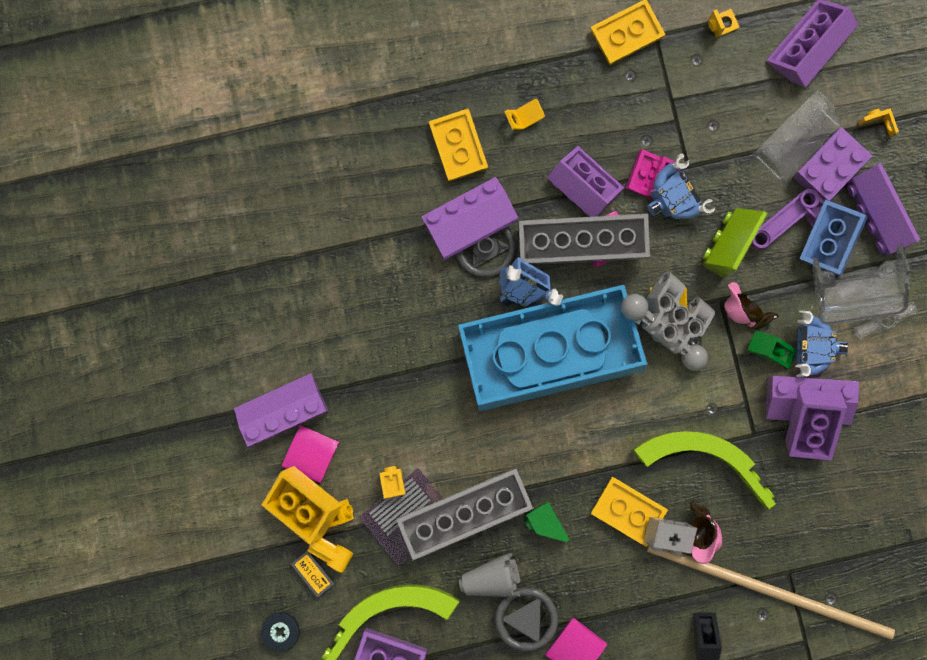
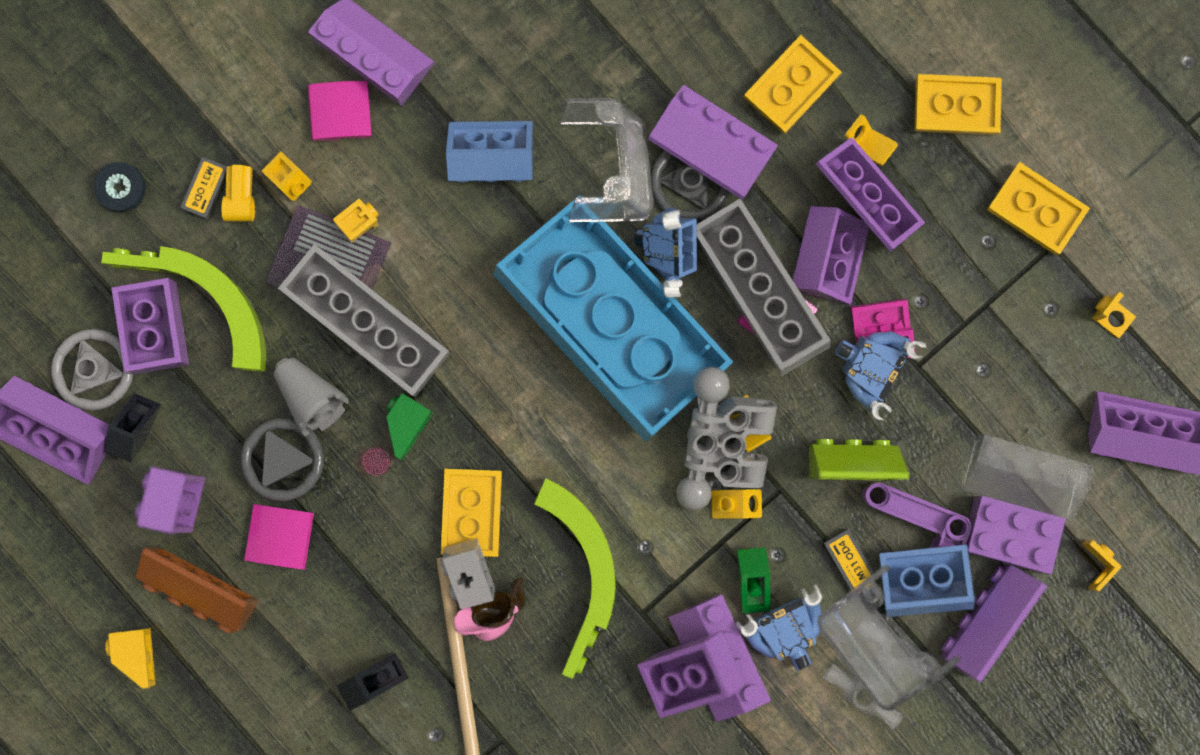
camera: 55 degrees right, 0 degrees up
(301, 505) = (274, 129): yellow brick -> none
(393, 368) = (490, 151): none -> medium blue slope
(476, 289) = (627, 195): none -> clear windscreen
(530, 45) = (958, 104): none -> yellow plate
(560, 556) = (376, 461): none -> clear pink plate
(561, 134) = (870, 194): none -> medium lavender slope
(716, 334) = (735, 504): none -> yellow bracket
(745, 311) = (782, 522): hair -> none
(791, 280) = (848, 559): none -> tile

